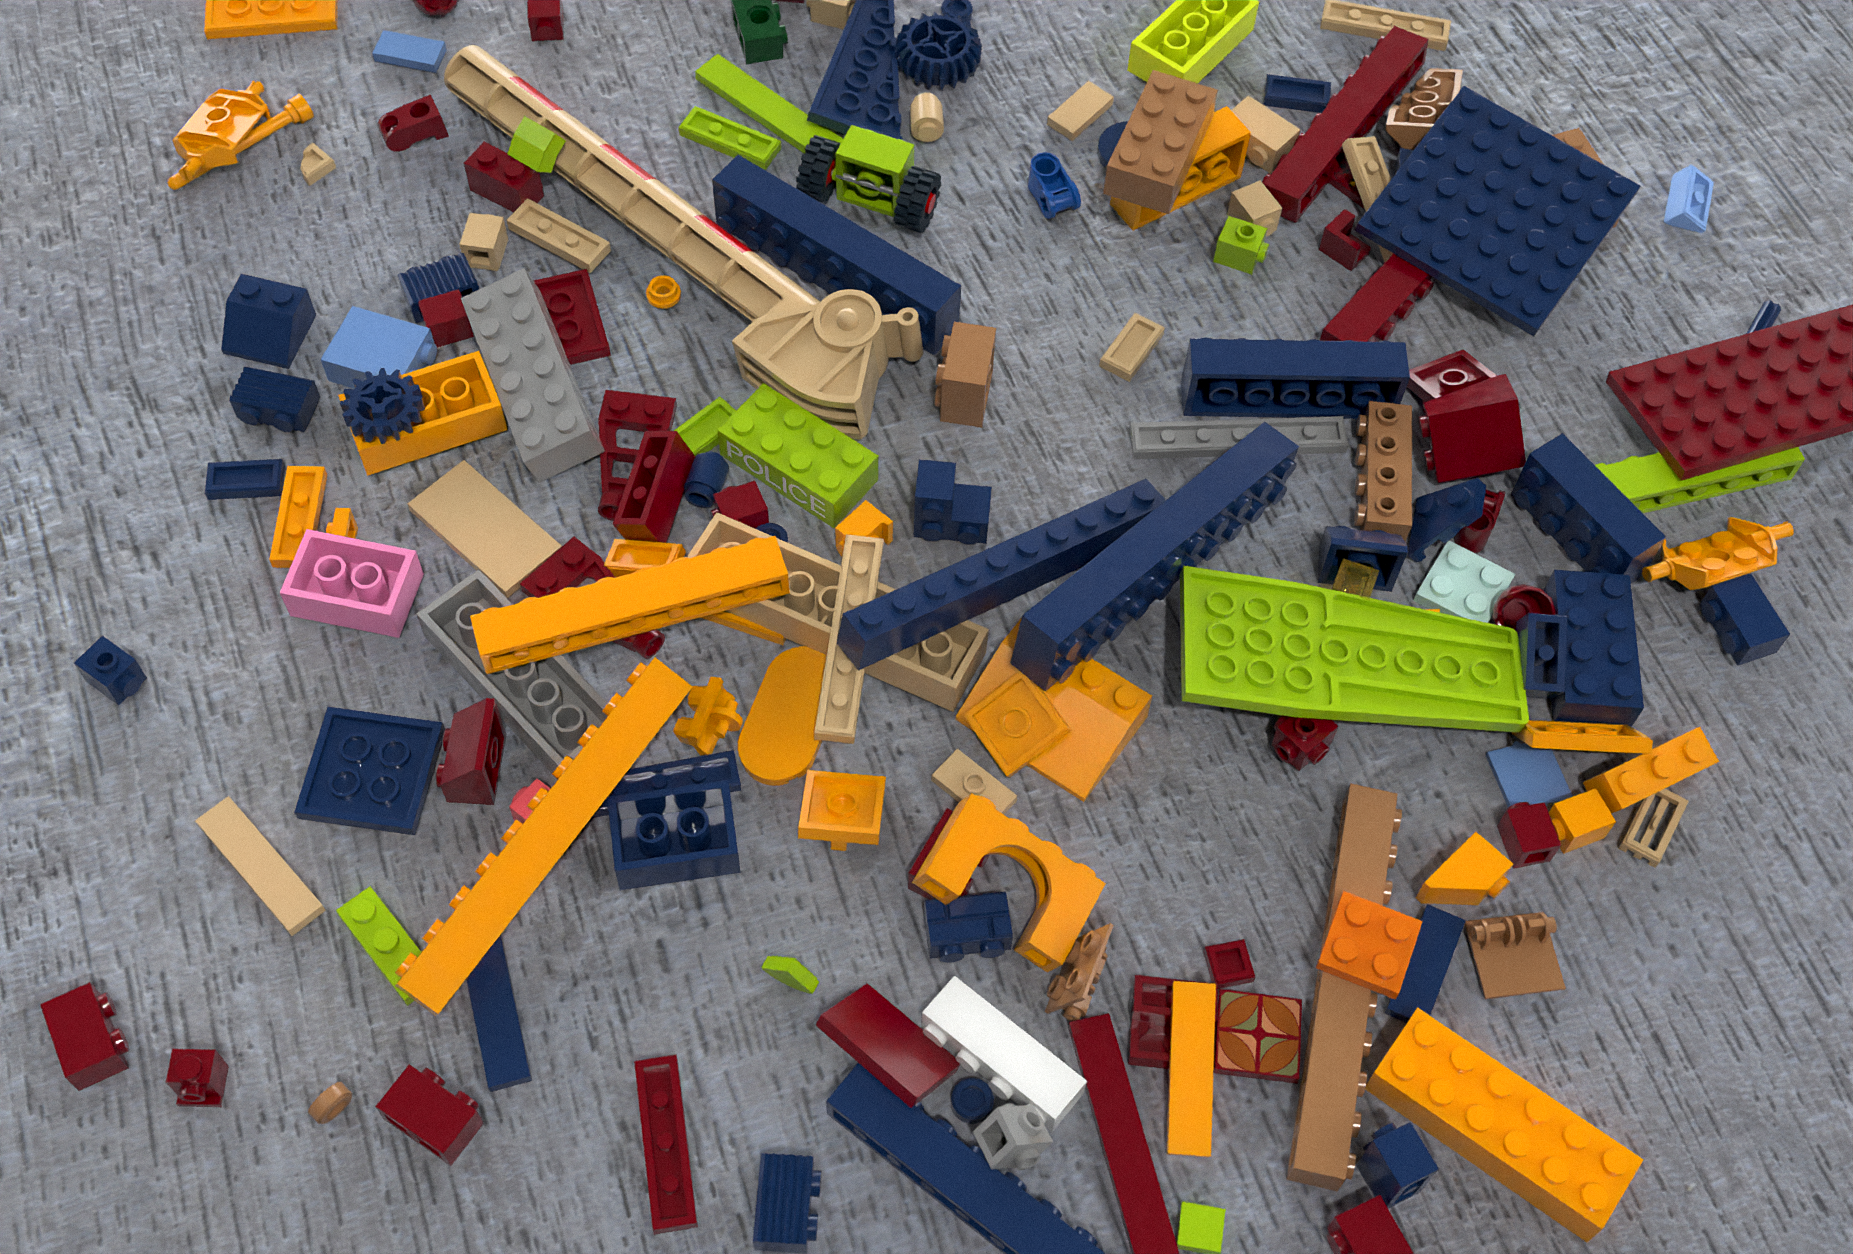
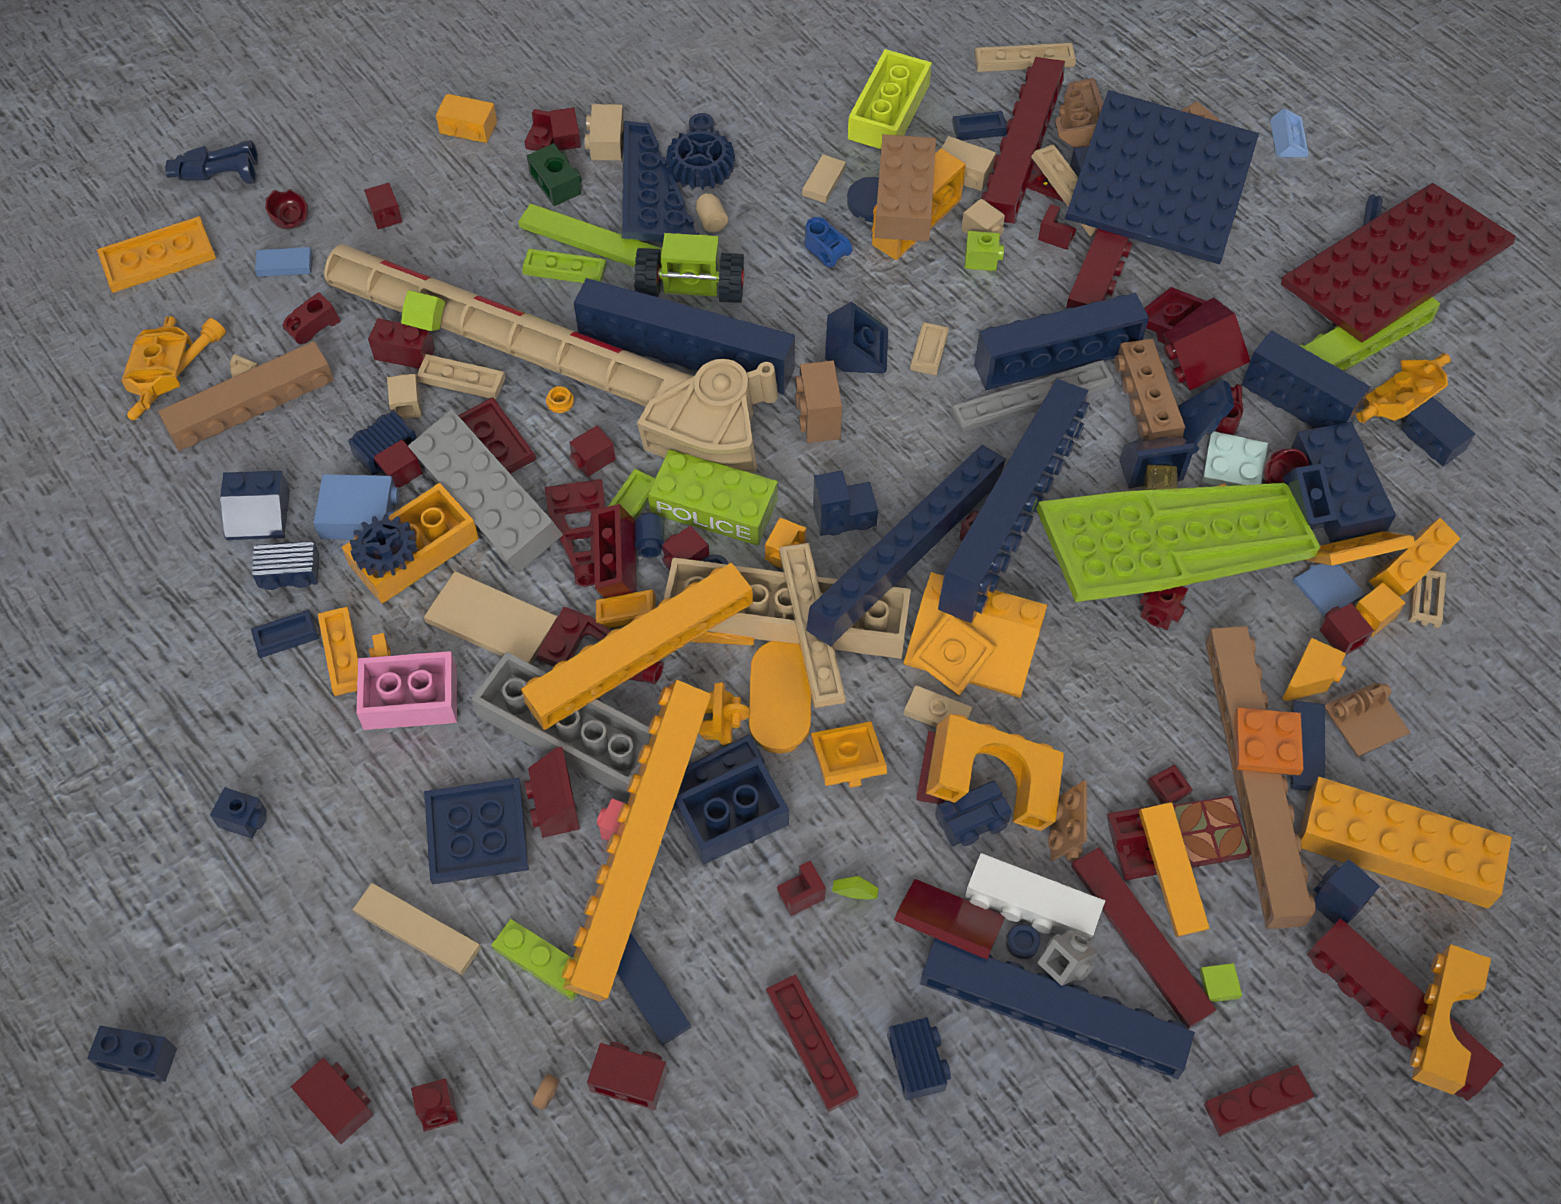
camera: 15 degrees left, 0 degrees up
(305, 193) = (246, 395): none -> medium nougat brick
(675, 362) = (591, 451): none -> dark red brick
(725, 957) = (802, 890): none -> dark red panel
(1043, 314) = (856, 341): none -> dark blue slope

